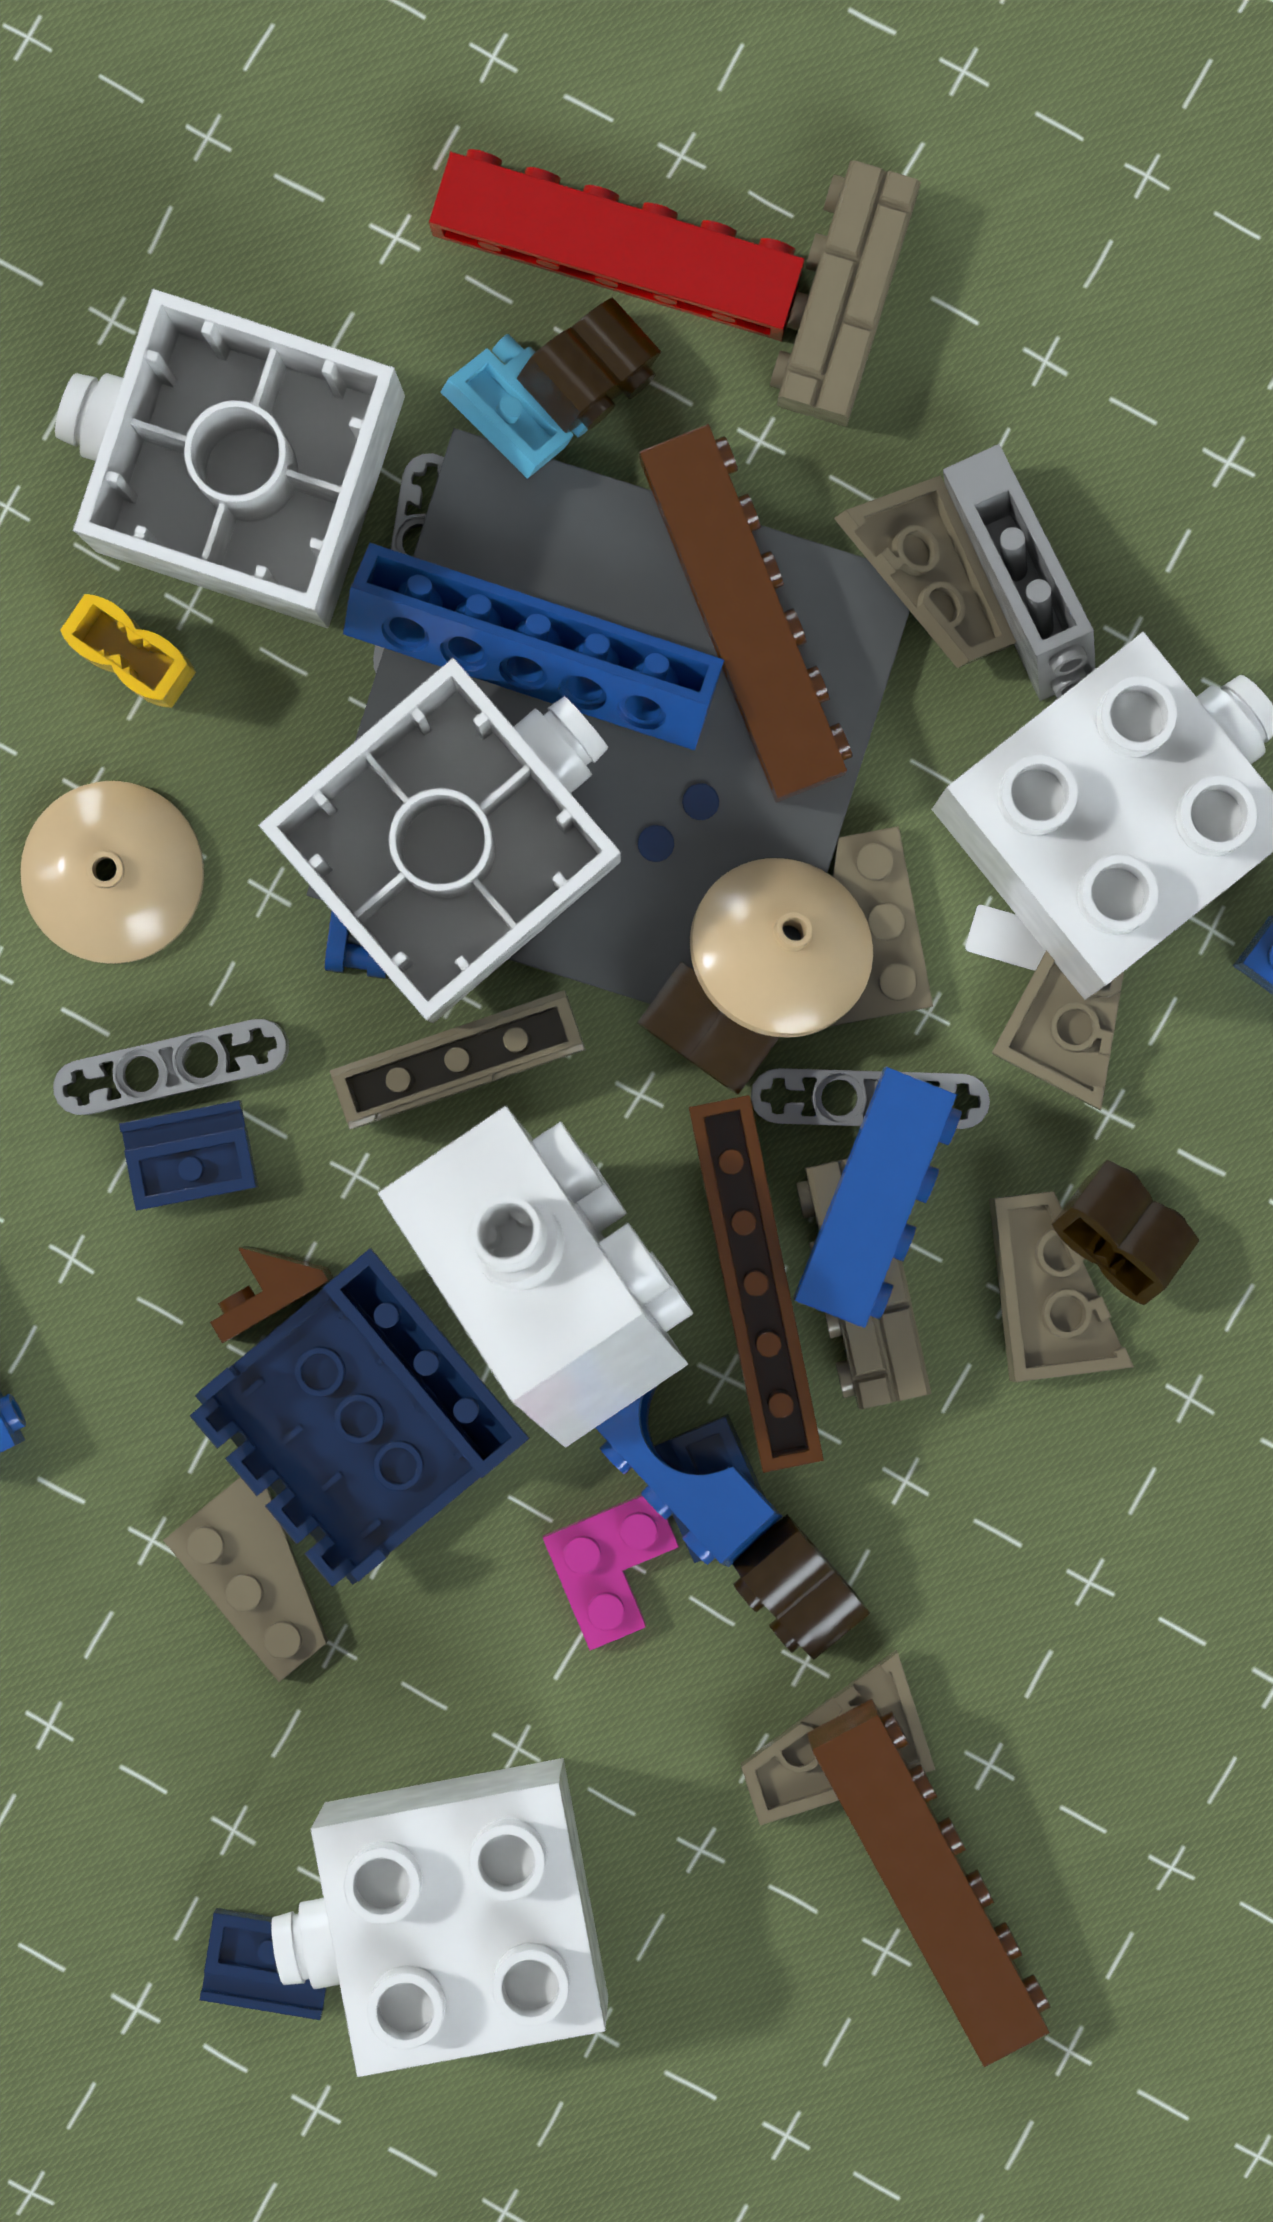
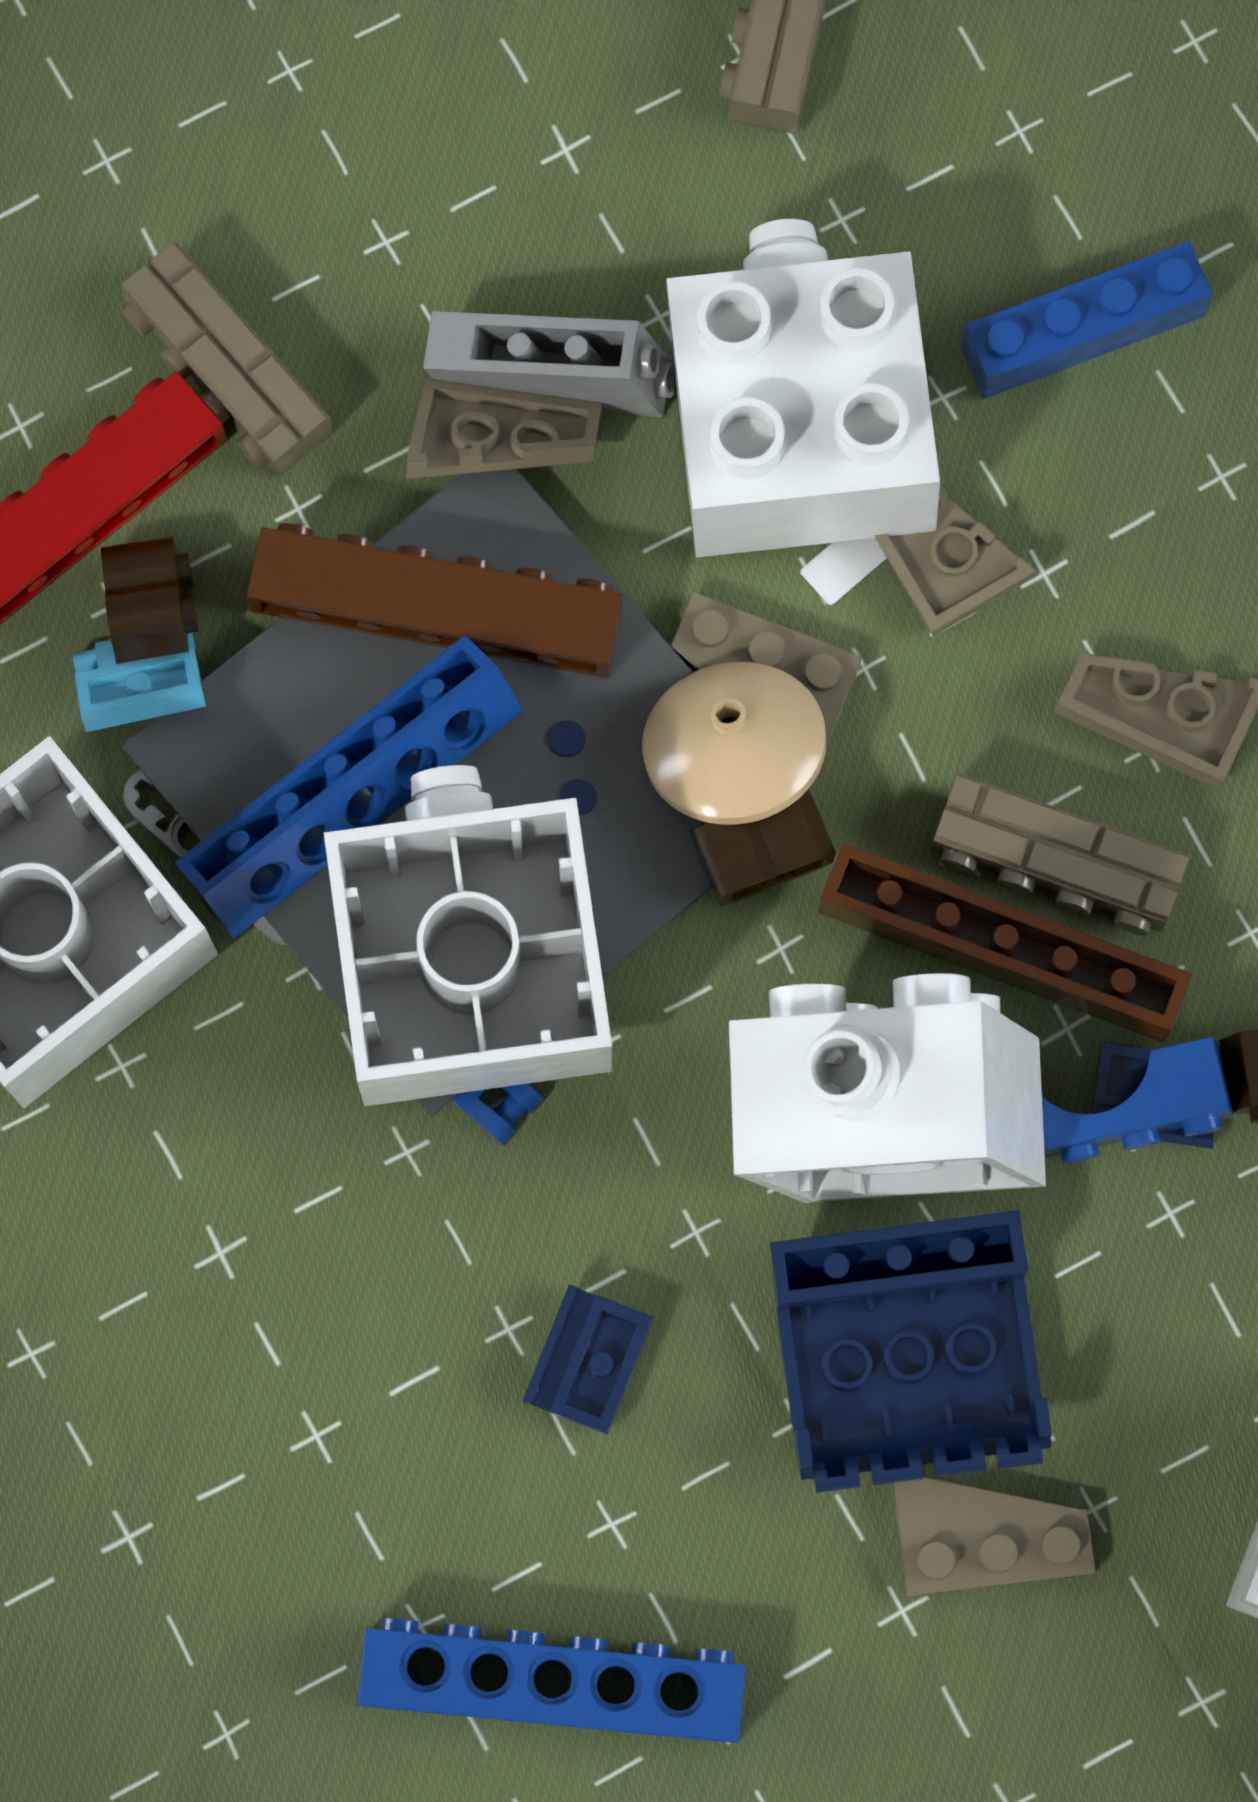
camera: 60 degrees left, 10 degrees down
(137, 656) = (111, 1138): yellow brick -> none
(154, 881) = (309, 1318): tan dish -> none
(170, 1062) = (509, 1330): light grey beam -> none
(282, 1283) = (749, 1347): reddish brown slope -> none
(457, 1060) = (655, 1072): dark tan brick -> none
(592, 1564) = (1153, 1234): dark pink plate -> none
(864, 1084) = (902, 755): light grey beam -> none
(875, 1197) = (996, 790): blue brick -> none
(1125, 1232) = (1153, 614): dark brown brick -> none

